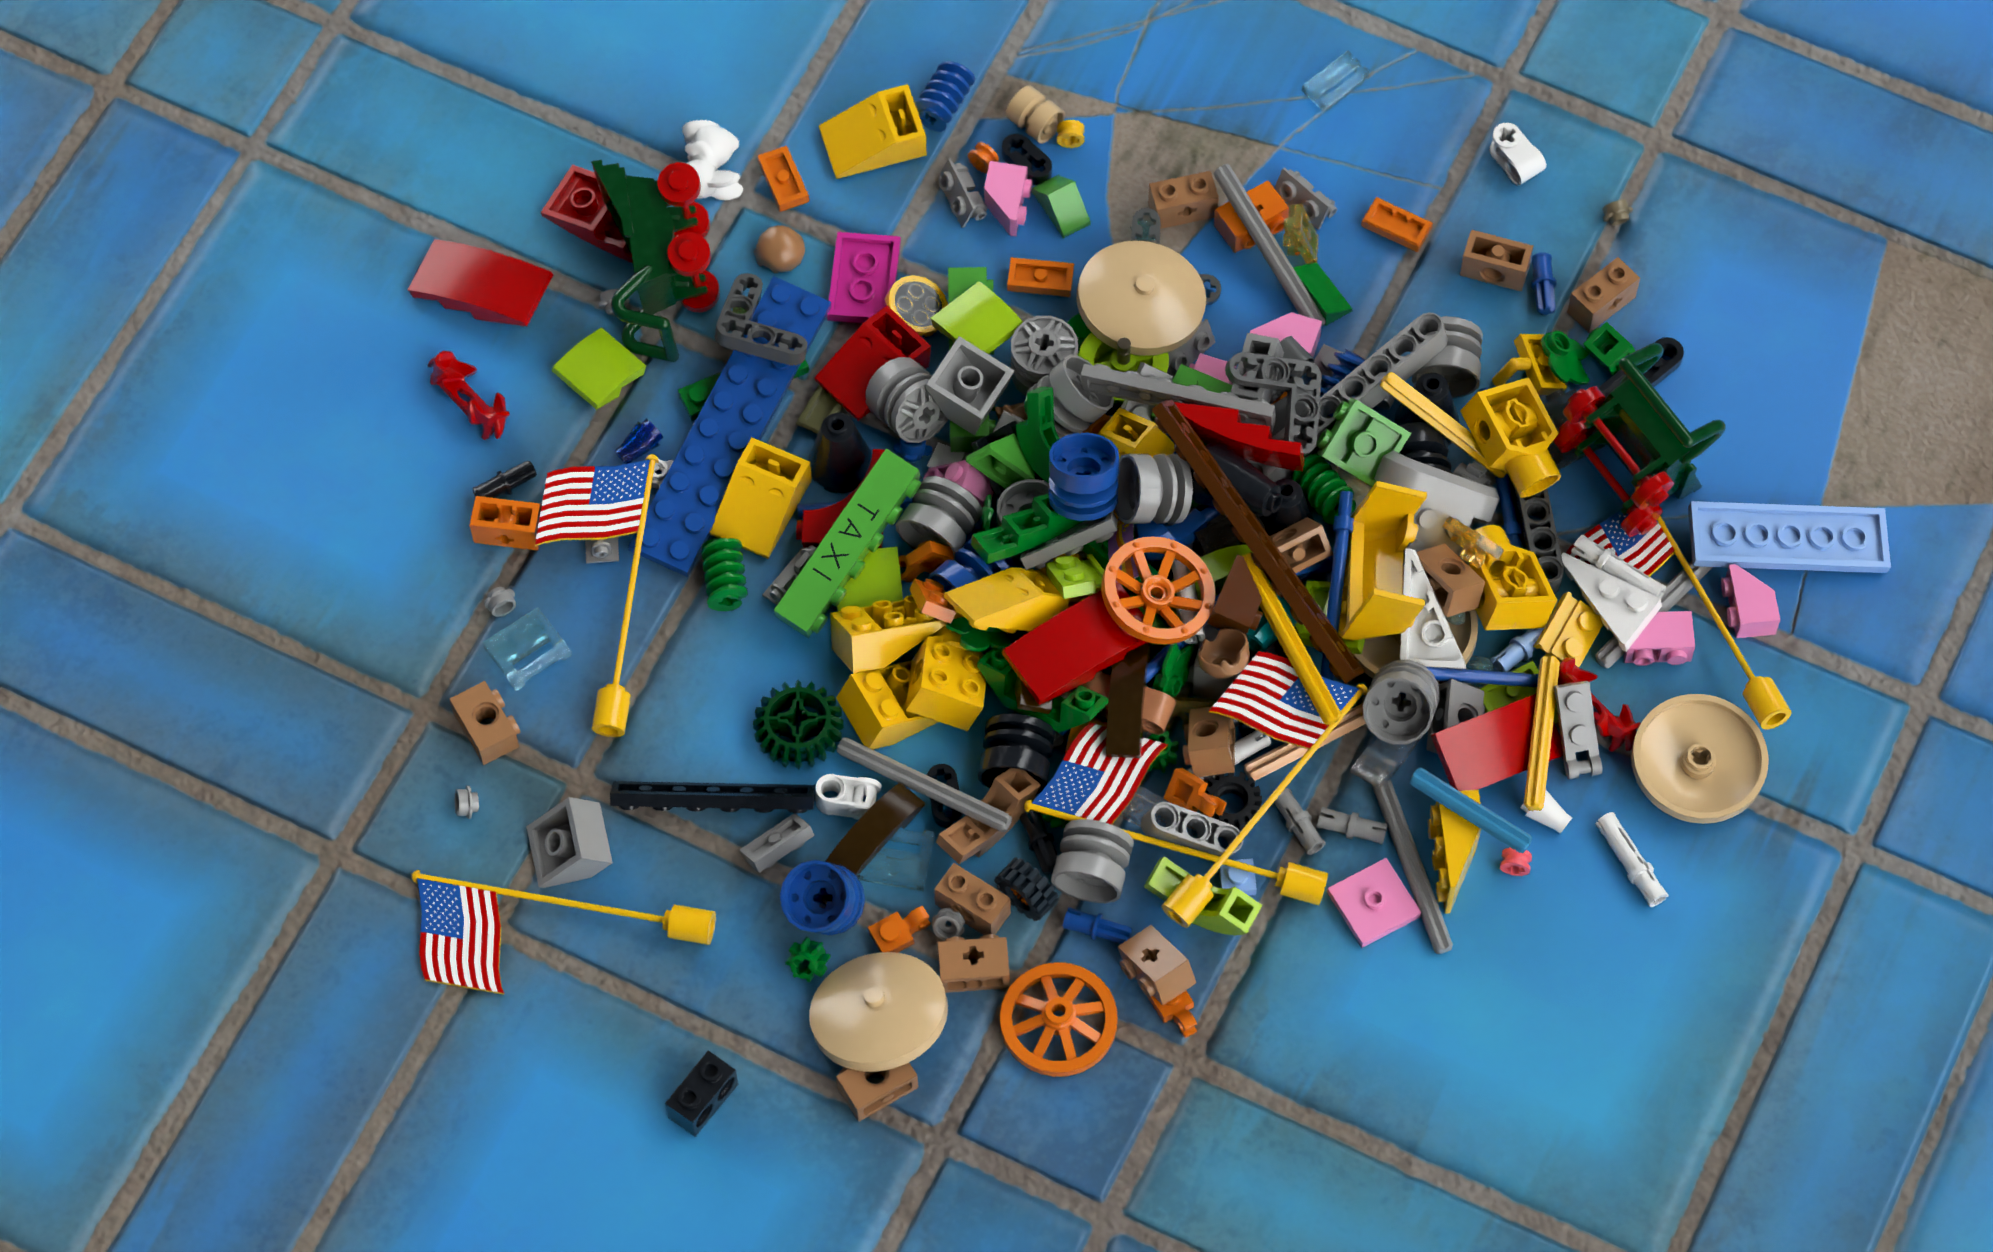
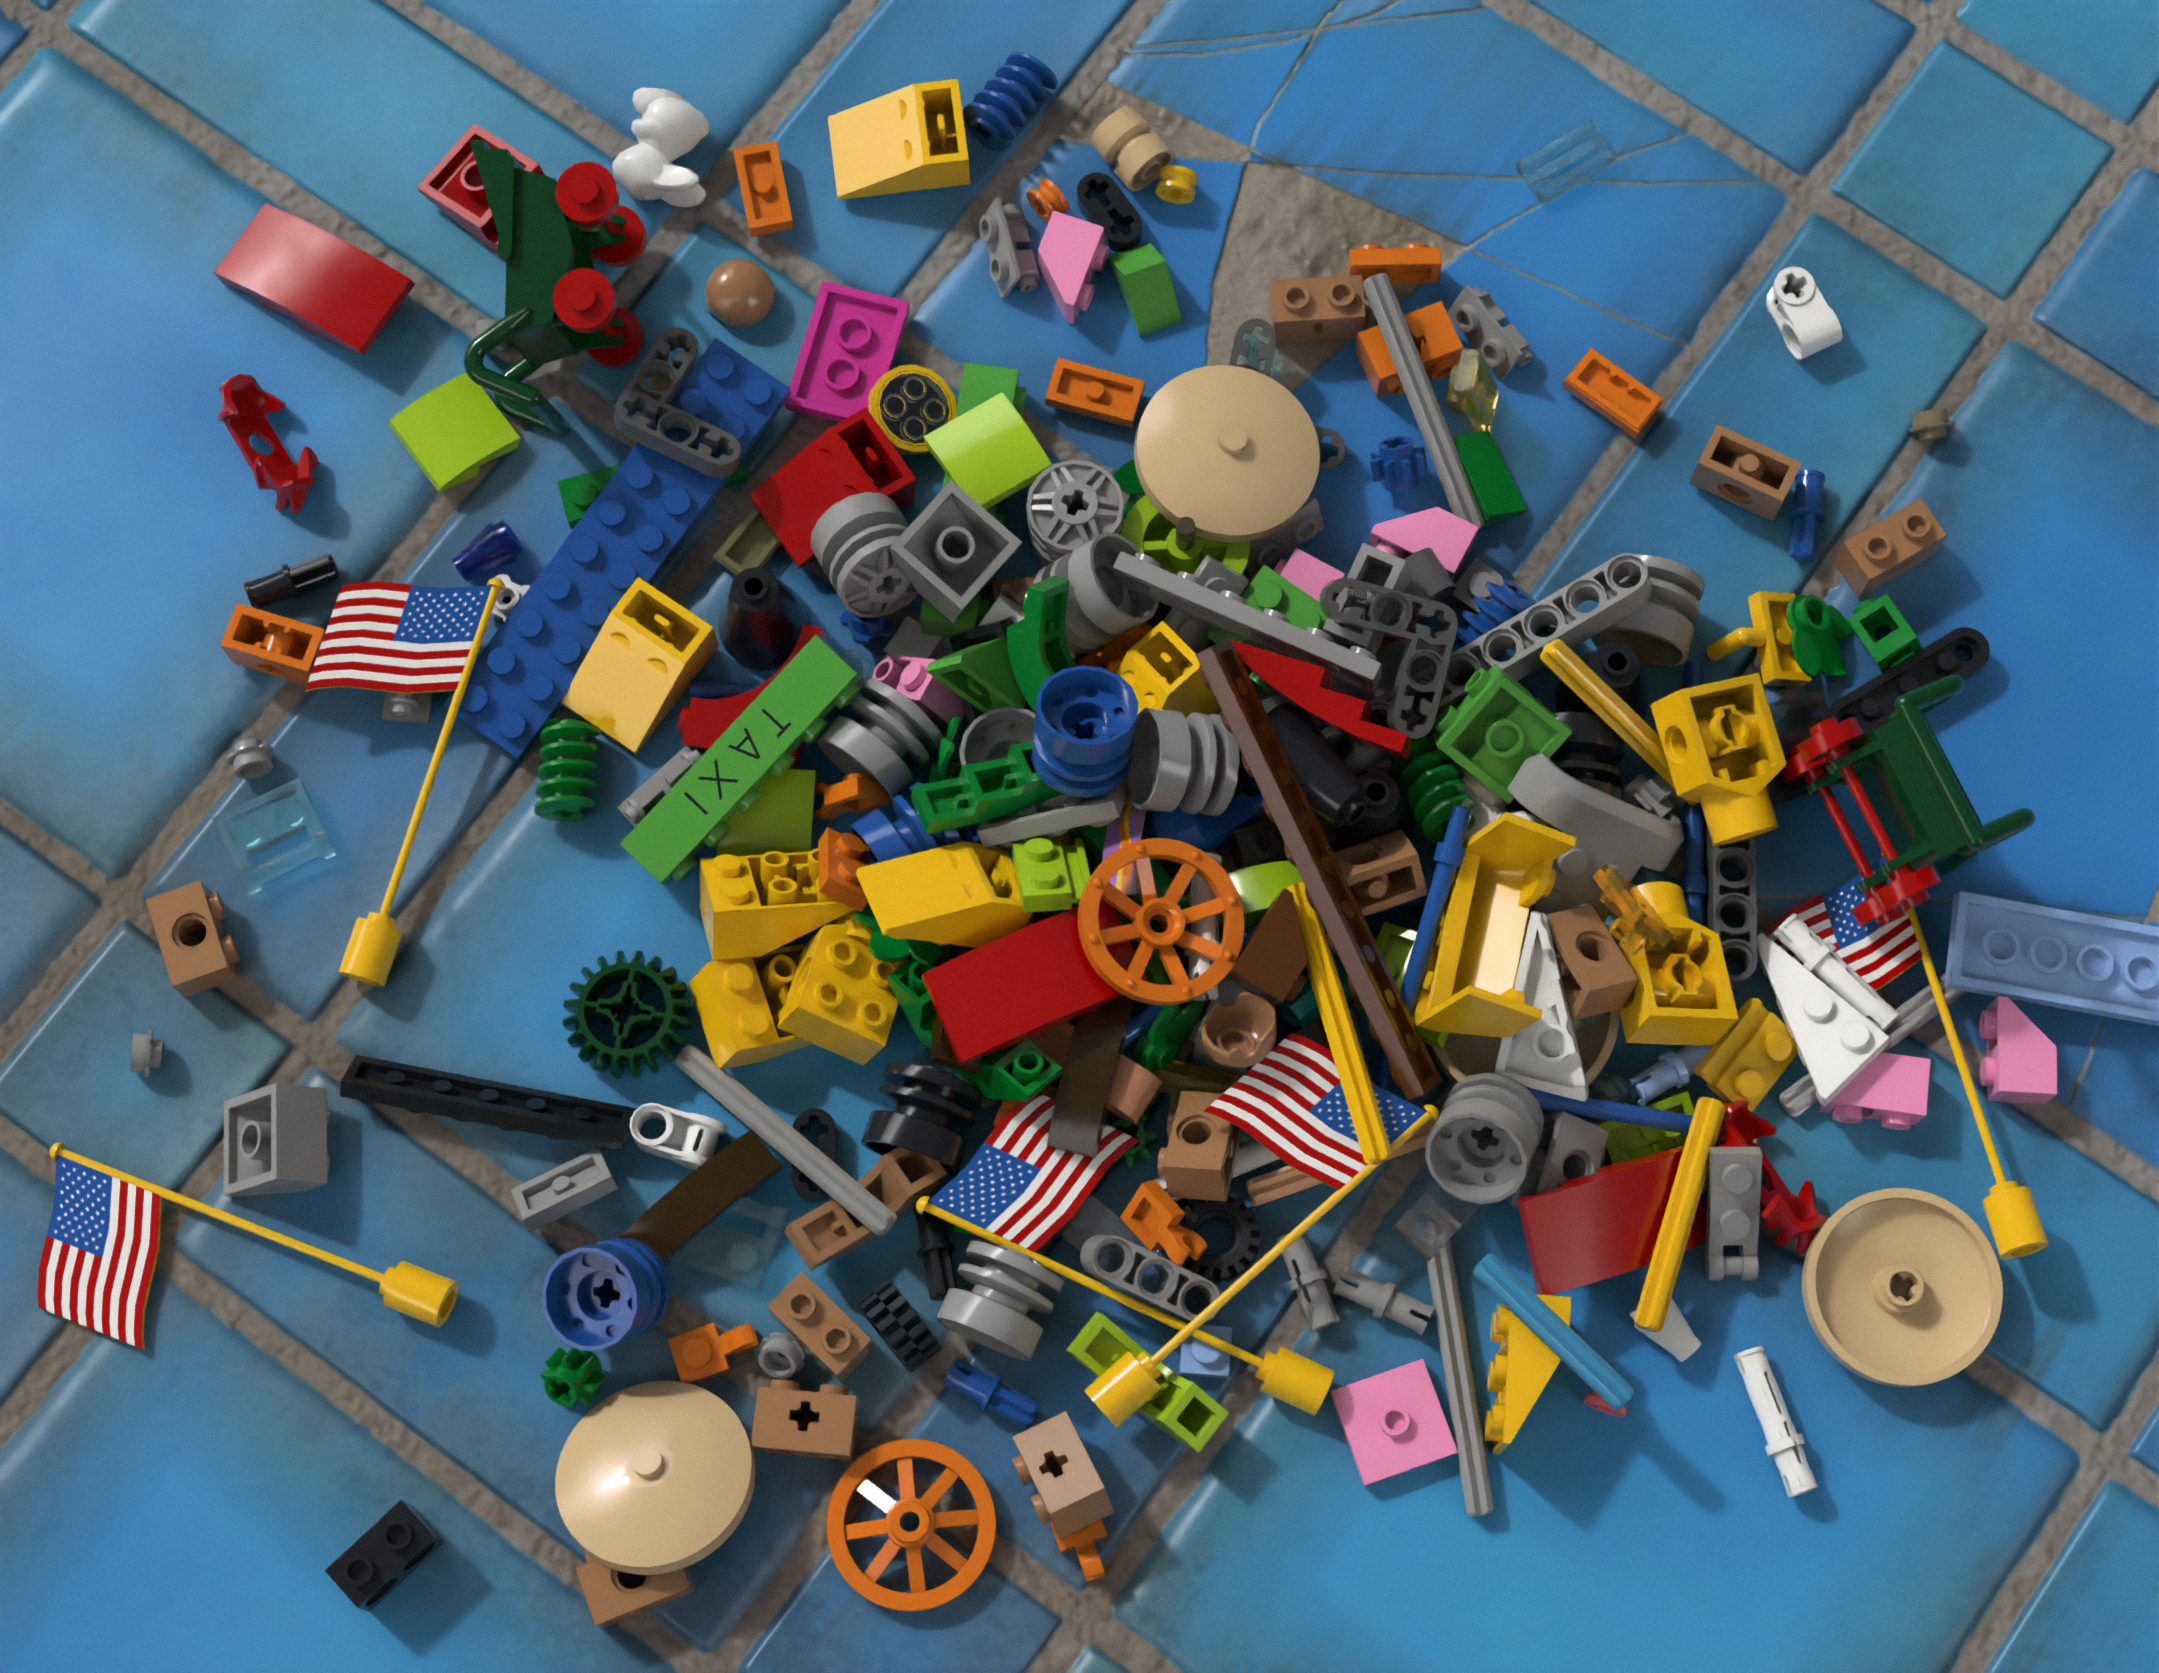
camera: 10 degrees right, 10 degrees up
(1243, 161) = (1405, 265): none -> orange plate
(1259, 290) = (1398, 463): none -> blue gear

